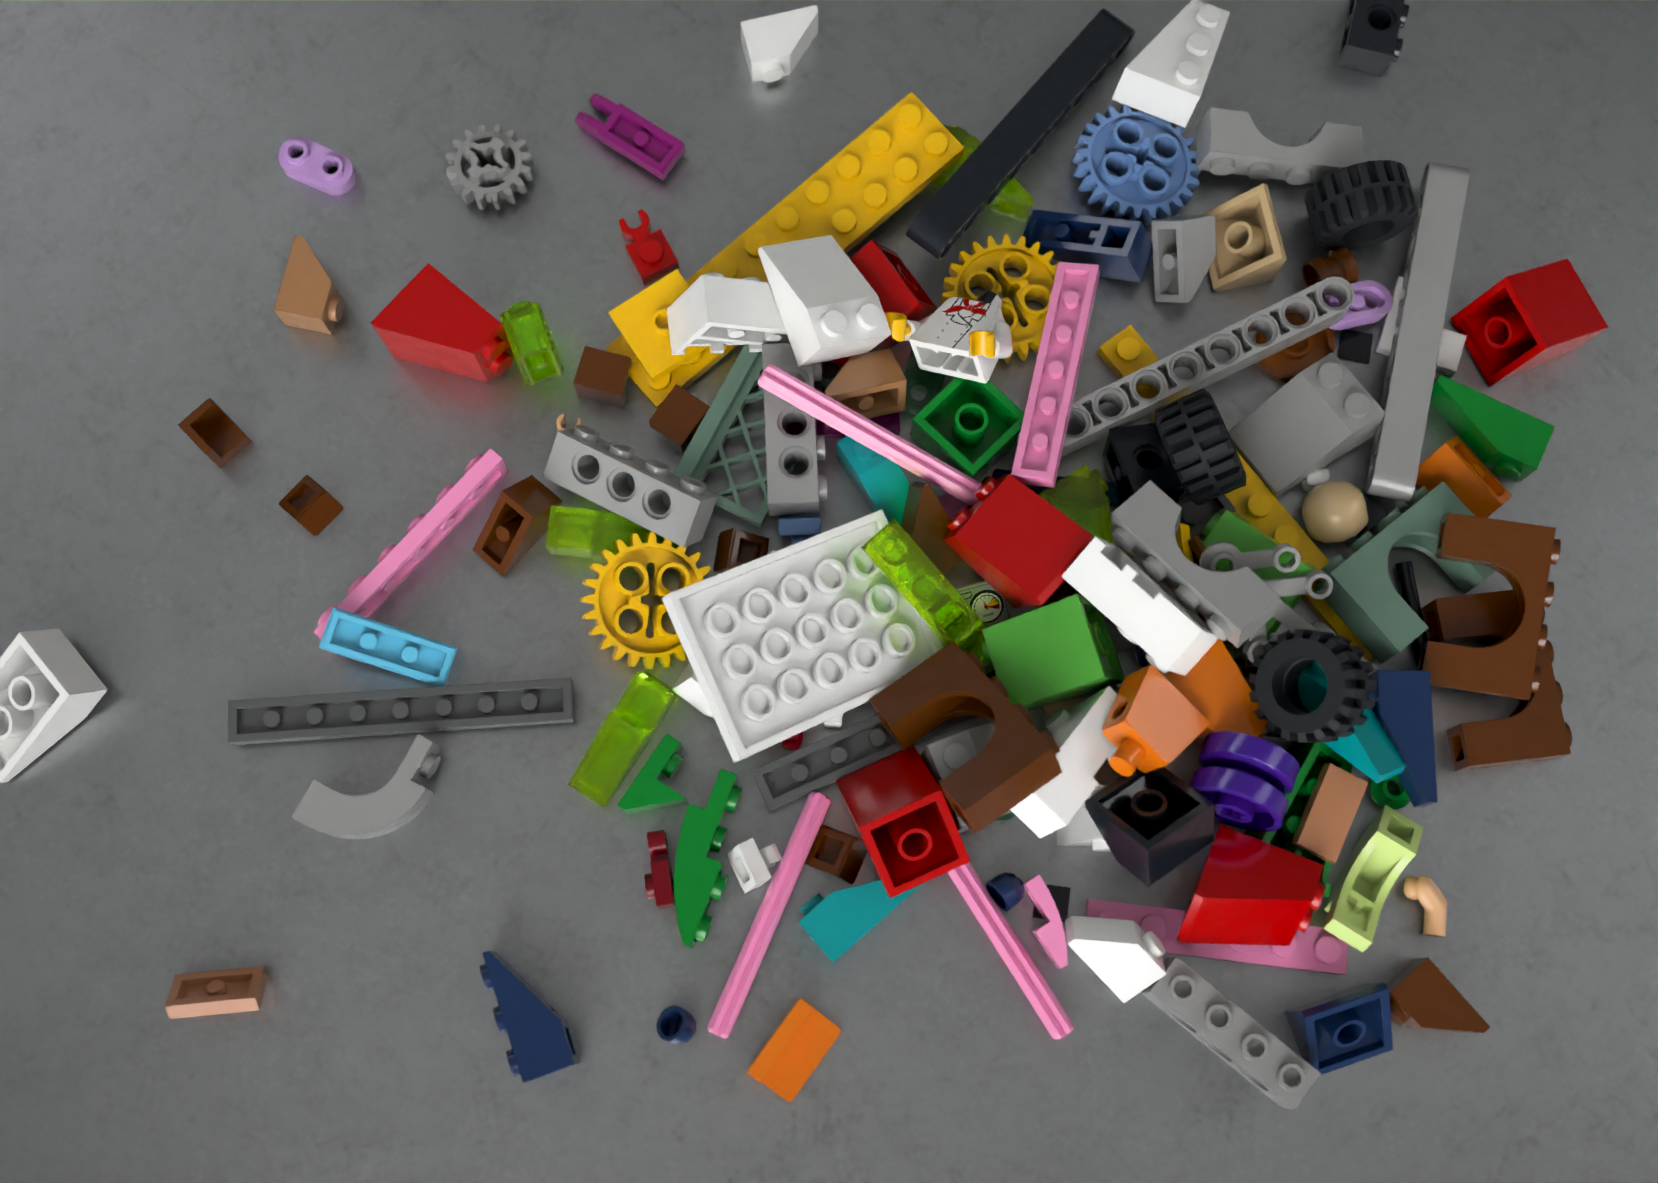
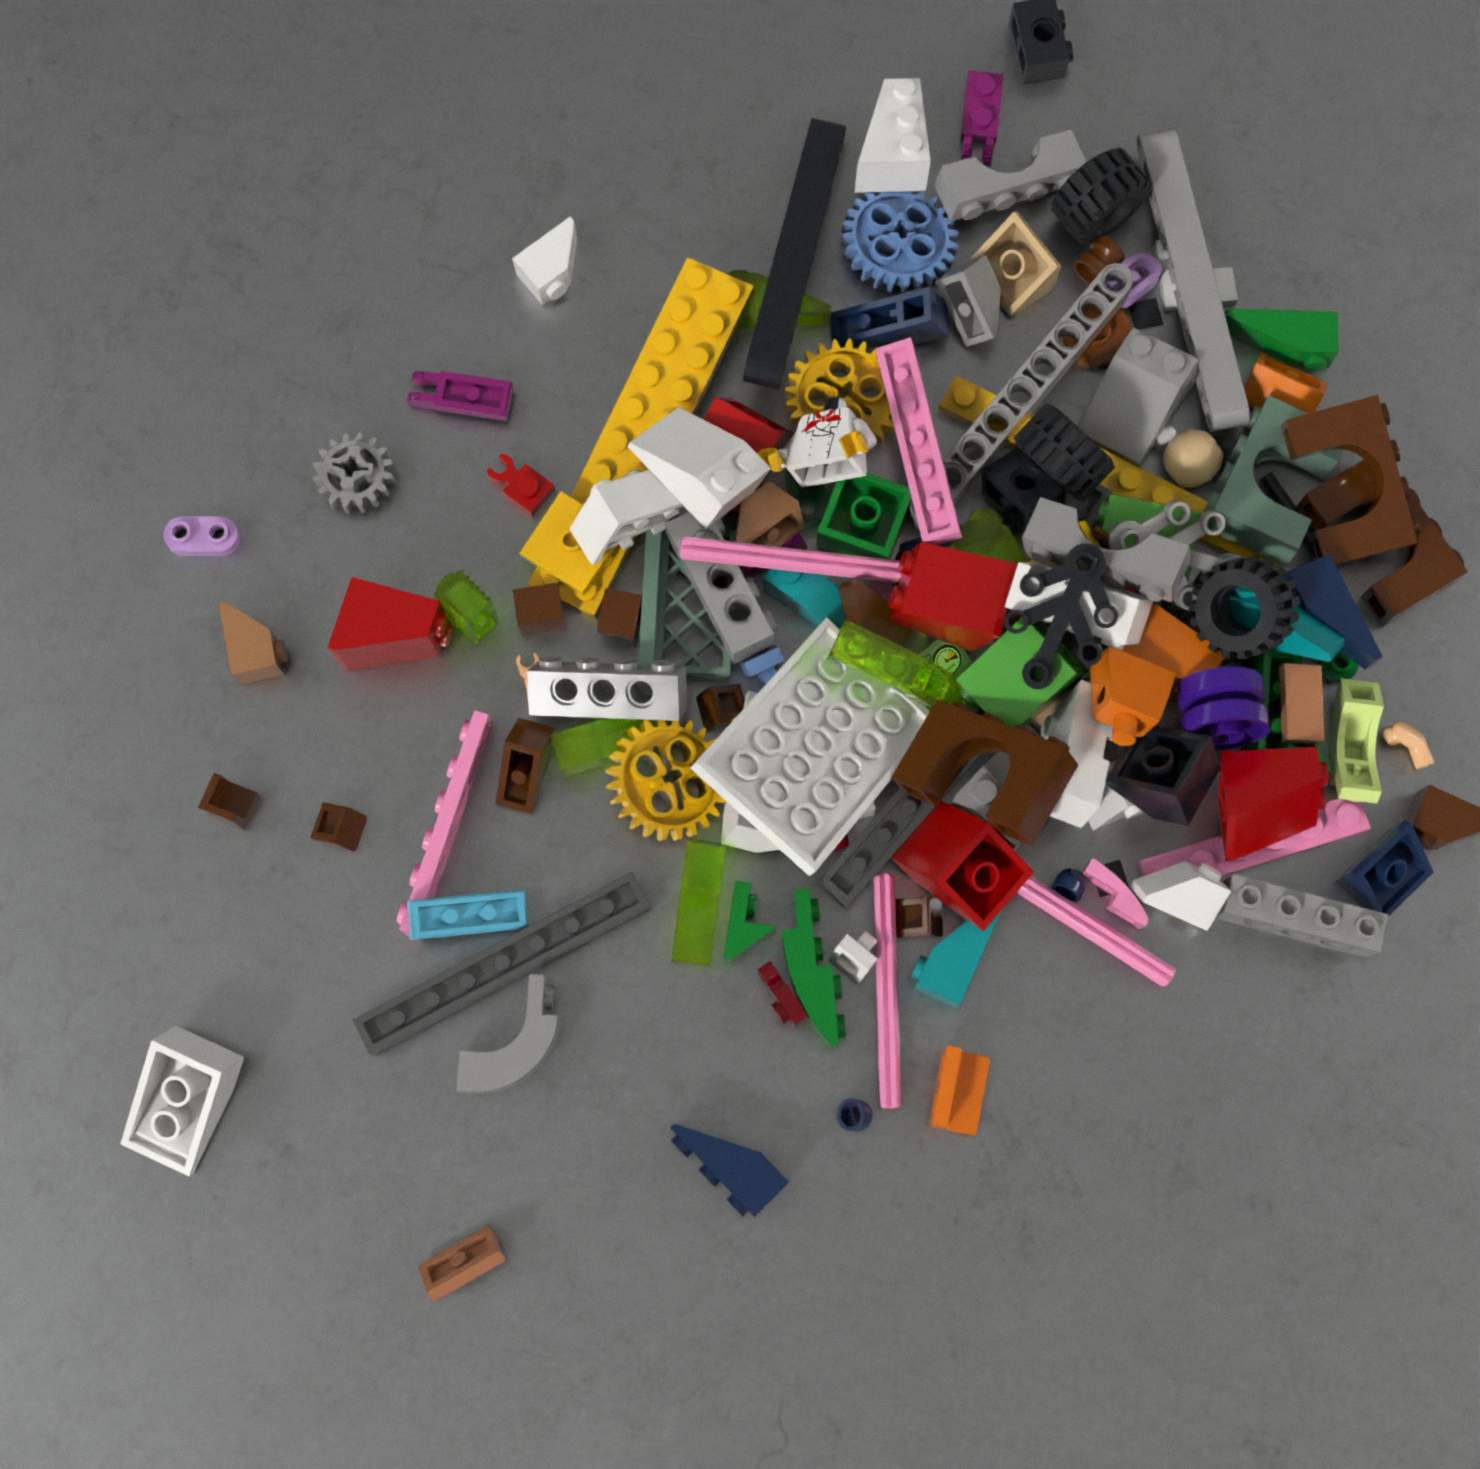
camera: 20 degrees left, 0 degrees up
(1121, 608) = (1065, 610): none -> black plant
(1279, 75) = (981, 113): none -> magenta hinge
(1528, 321) = (1277, 233): red slope -> none

